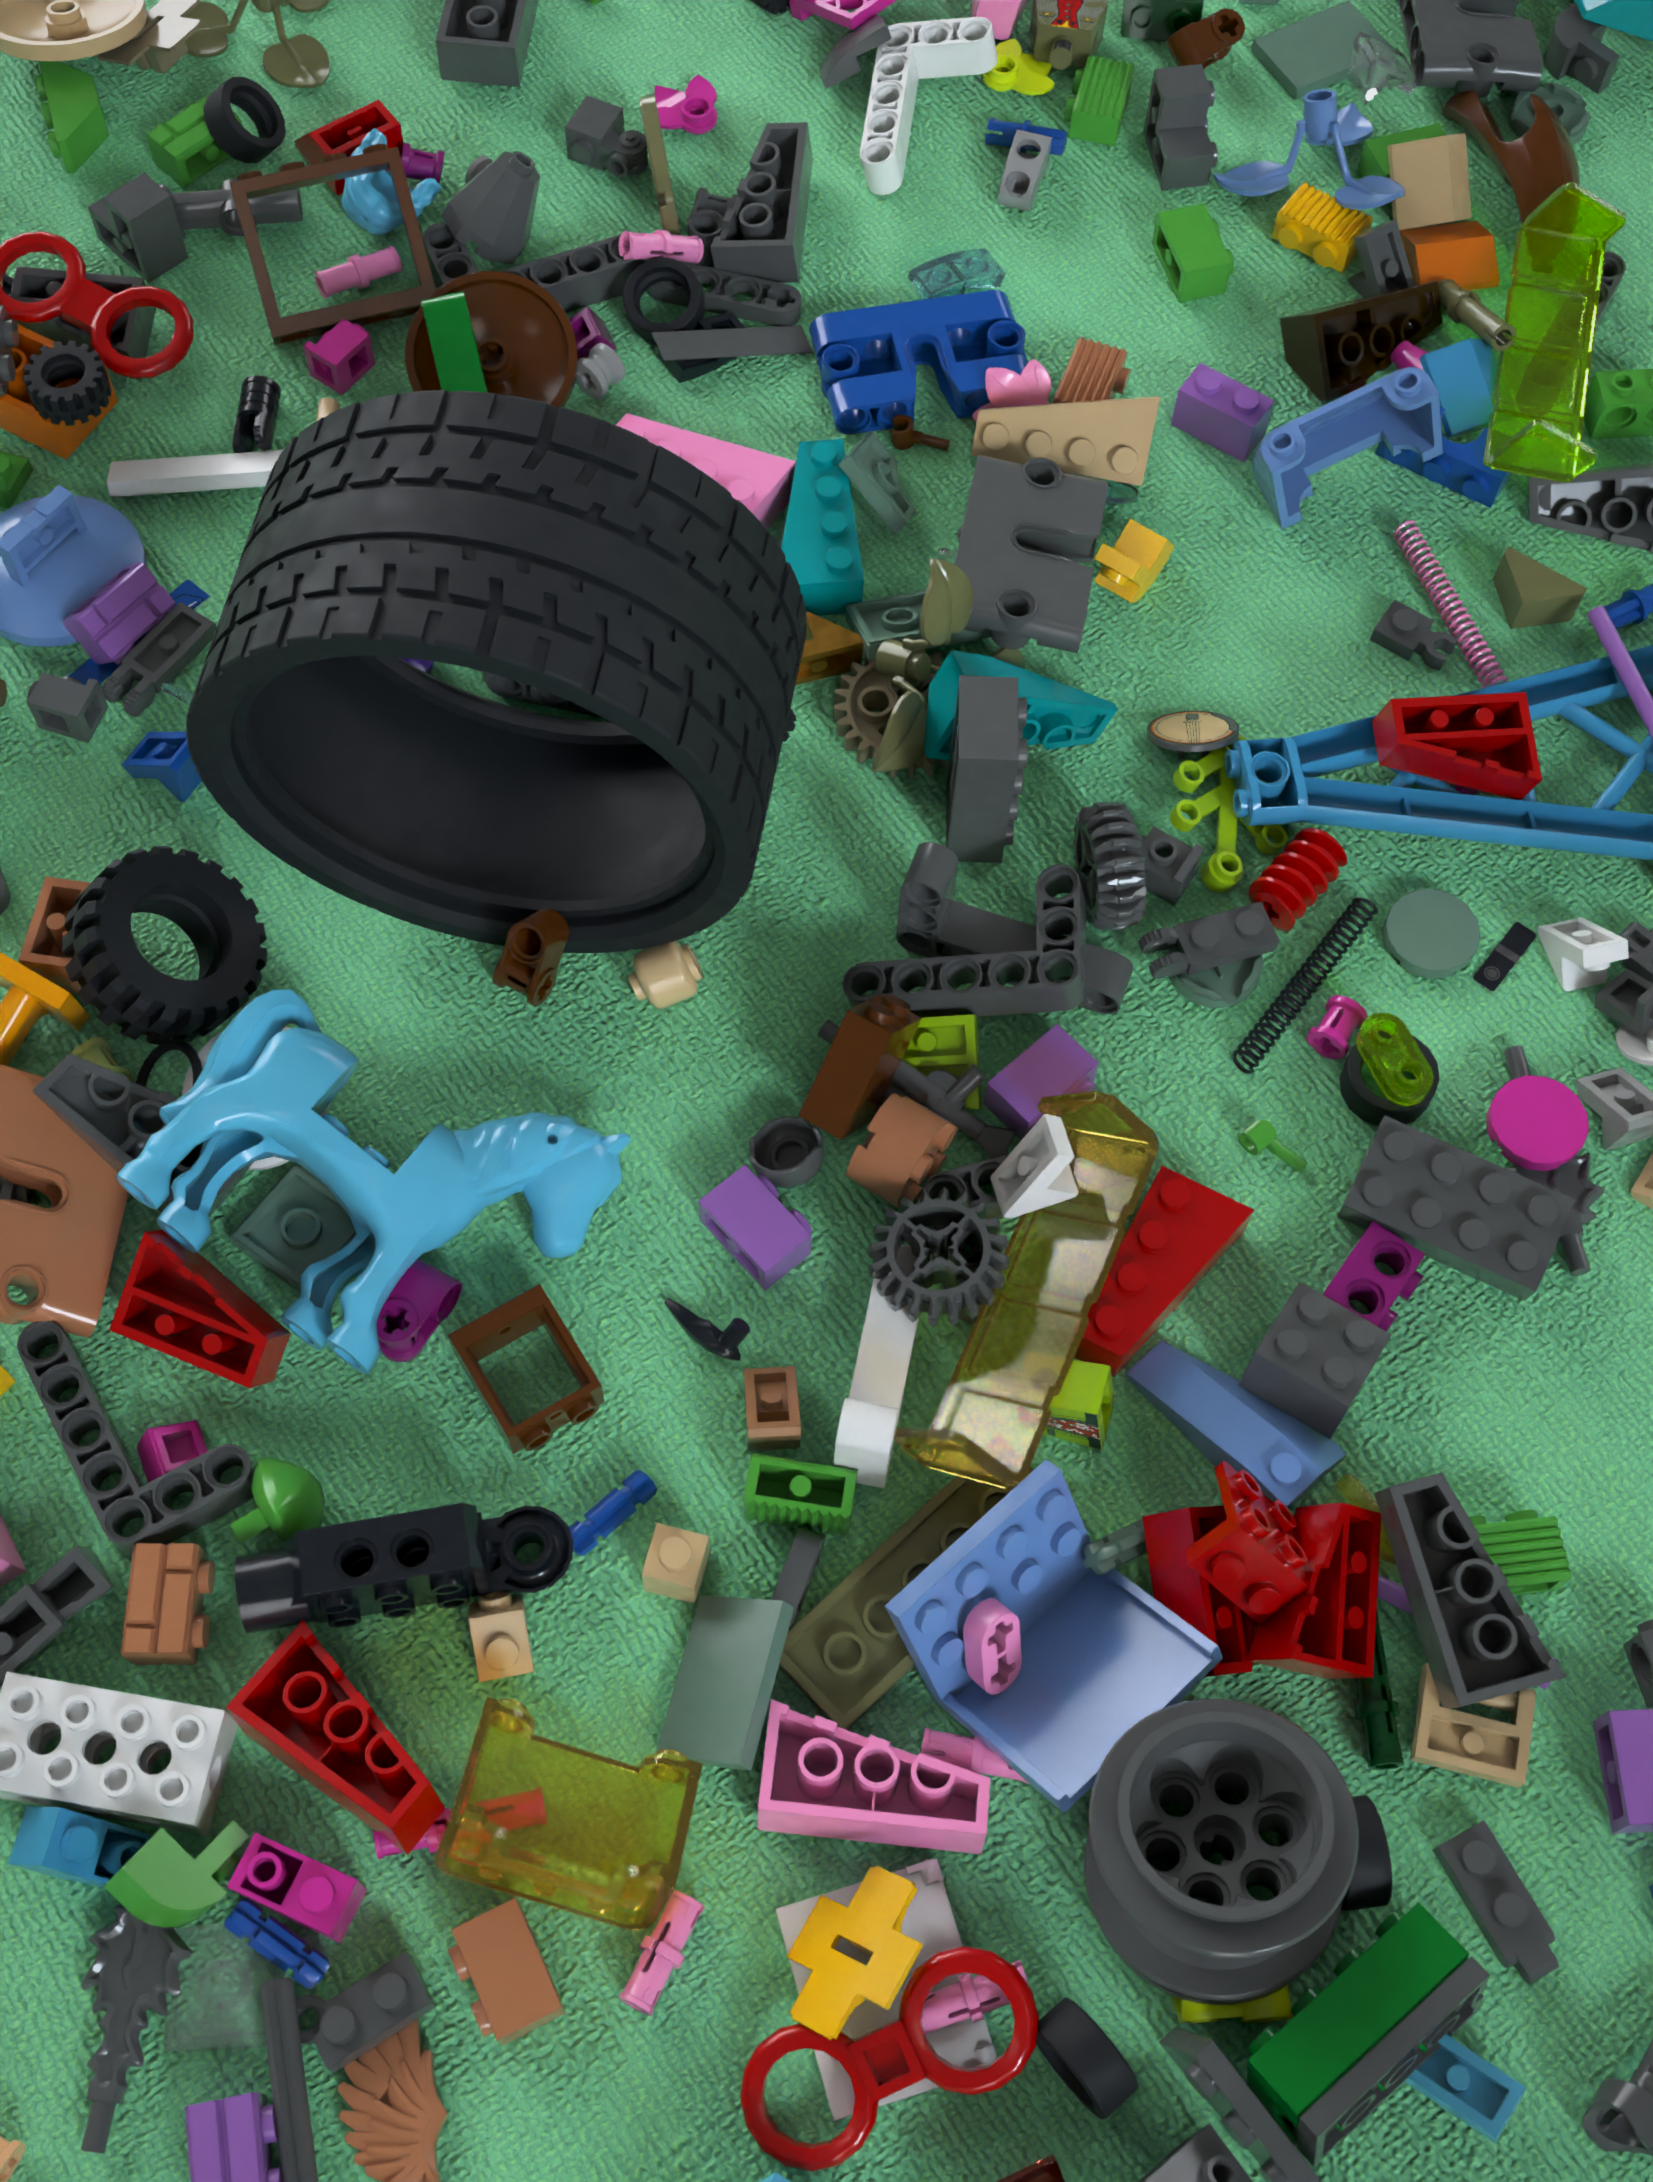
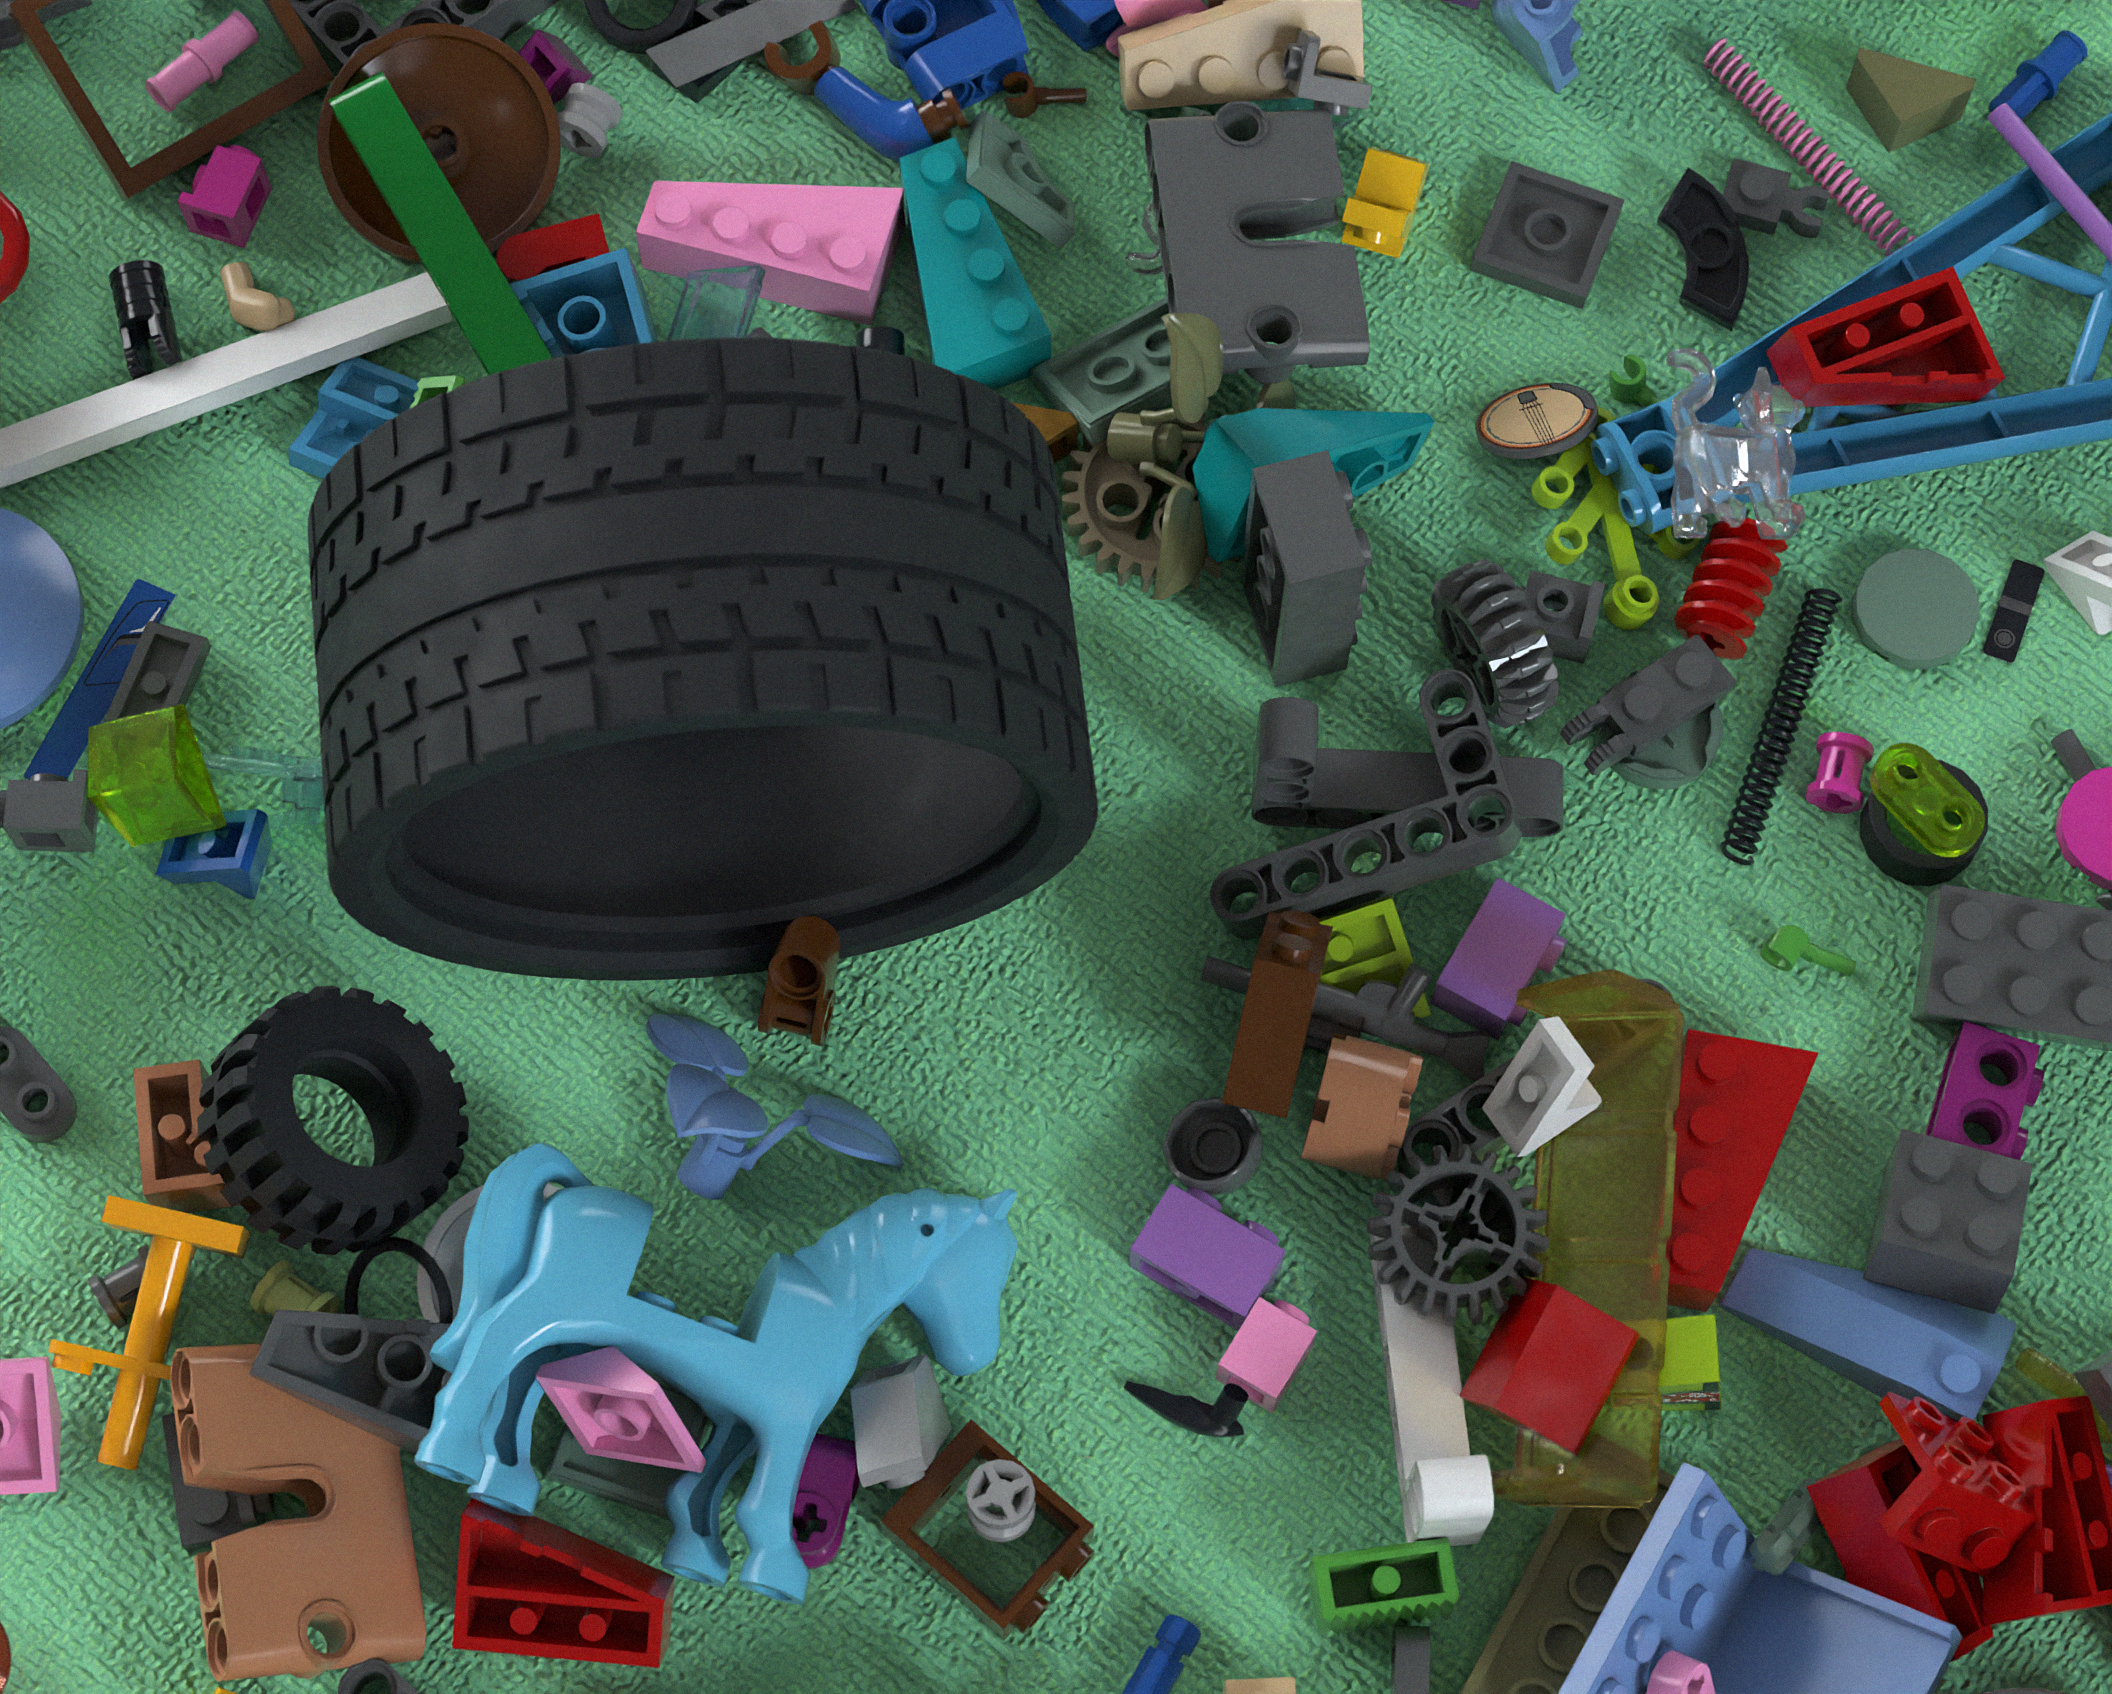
camera: 15 degrees left, 5 degrees up
(119, 614) = (75, 662): medium lavender brick -> none
(137, 695) = (151, 777): none -> clear neon green slope
(284, 1197) = (619, 1410): none -> bright pink slope
(421, 992) = (726, 1118): none -> medium blue plant
(486, 1270) = (898, 1422): none -> light grey slope
(535, 1331) = (997, 1485): none -> light grey wheel
(665, 974) = (978, 956): tan head -> none
(772, 1408) = (1308, 1483): medium nougat slope -> none
(775, 1305) = (1267, 1352): none -> bright pink brick
(786, 408) = (881, 123): none -> piece
(977, 1368) = (1550, 1364): none -> red slope
(1114, 471) = (1327, 88): none -> dark grey bracket
(1243, 616) = (1546, 235): none -> dark grey tile
(1268, 730) = (1634, 389): none -> bright green hand
(1318, 784) = (1727, 461): none -> clear animal
(1359, 654) = (1711, 247): none -> black tile

